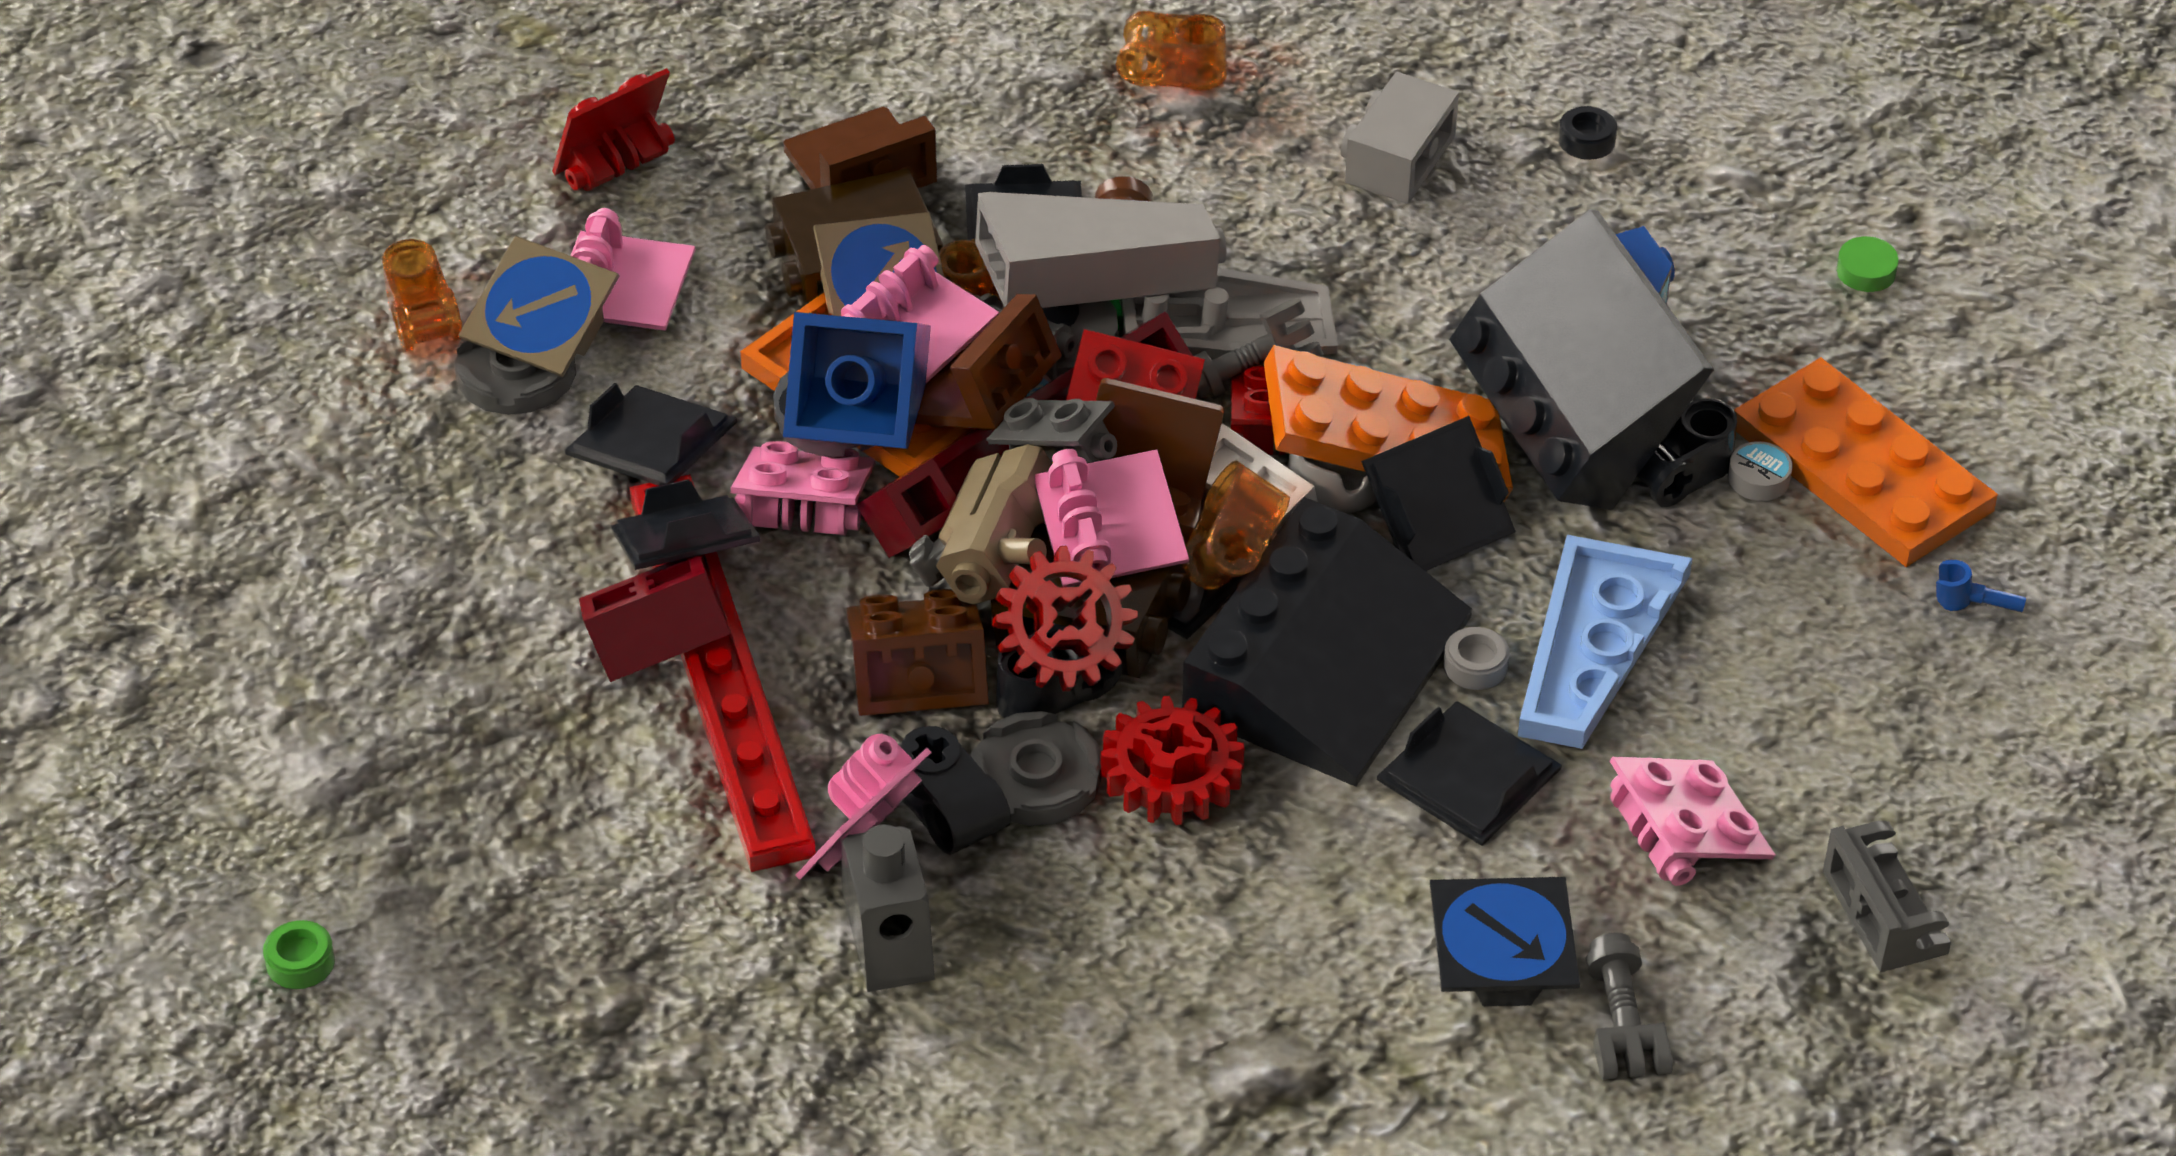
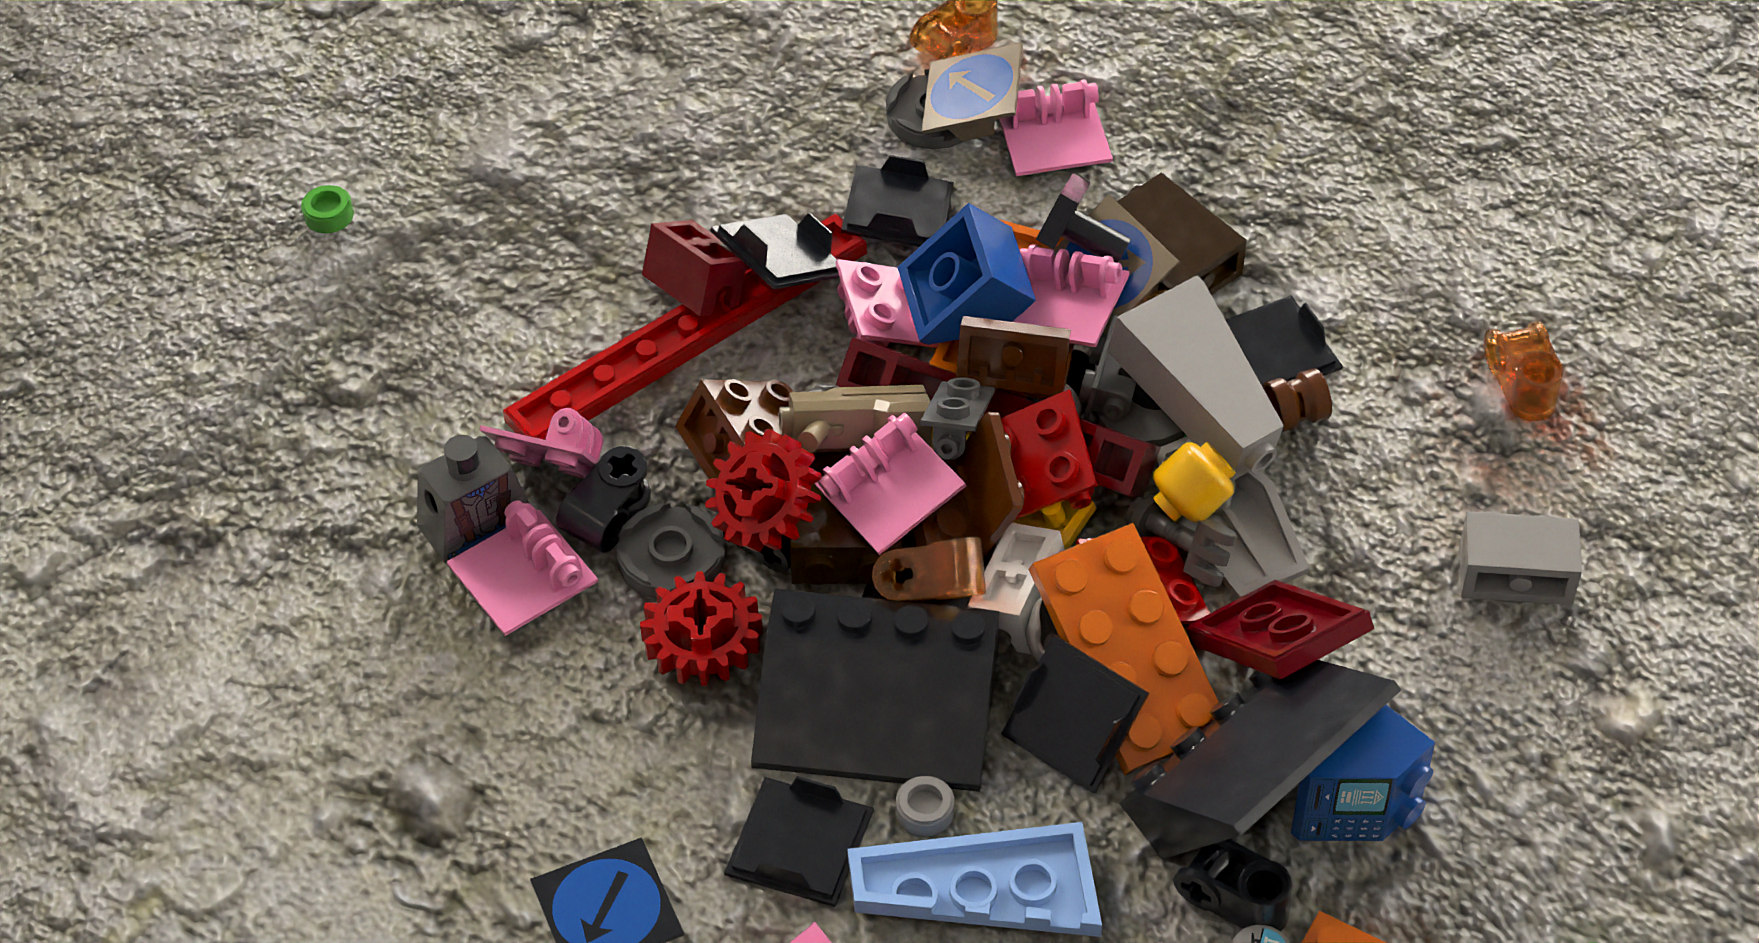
camera: 70 degrees right, 5 degrees up
(614, 133) = (1182, 53): red hinge -> none
(809, 273) = (1078, 227): none -> black piece
(865, 148) = (1270, 214): reddish brown bracket -> none
(998, 900) = (522, 569): none -> bright pink hinge
(1216, 304) = (1193, 482): none -> yellow head
(1428, 304) = (1279, 628): none -> dark red tile
(1587, 132) = (1633, 699): black tile -> none

